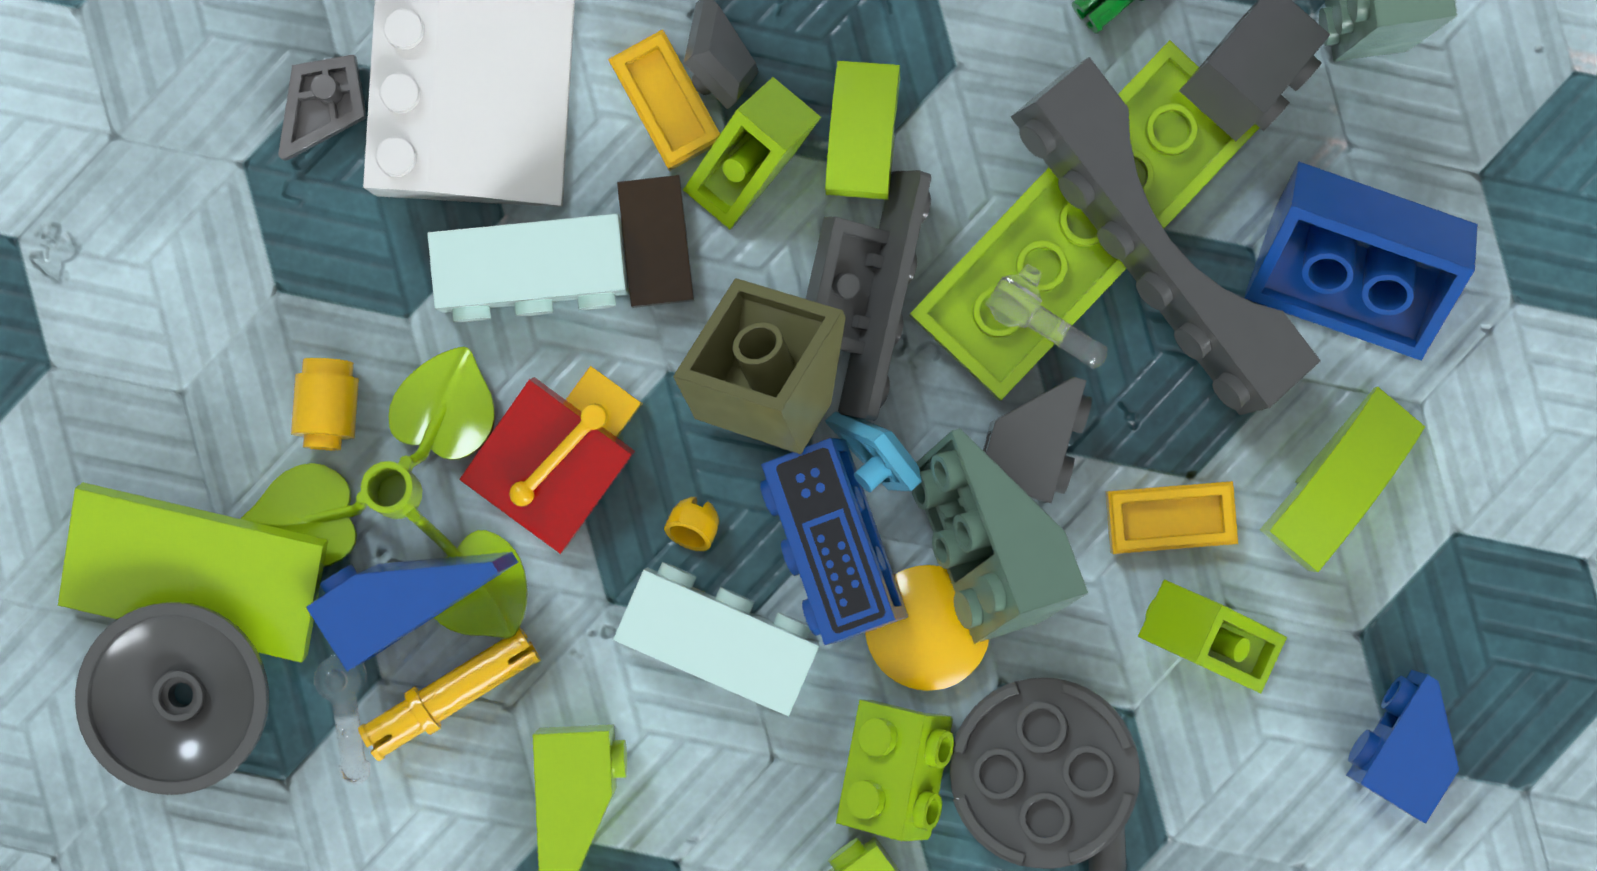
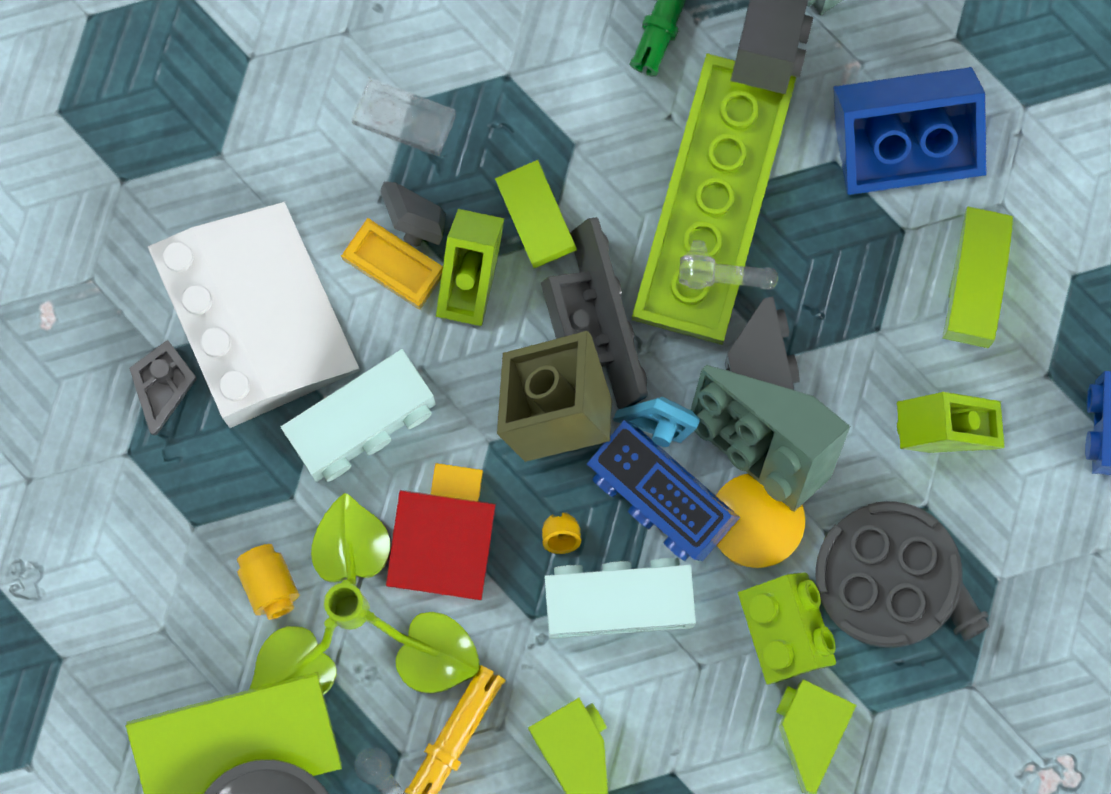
camera: 30 degrees left, 10 degrees down
(390, 600) = (379, 695): blue slope -> none
(592, 417) = (456, 492): yellow hinge -> none
(655, 241) = (436, 358): dark brown tile -> none
(1085, 141) = (688, 142): dark grey arch -> none
(1171, 517) = (879, 362): yellow tile -> none

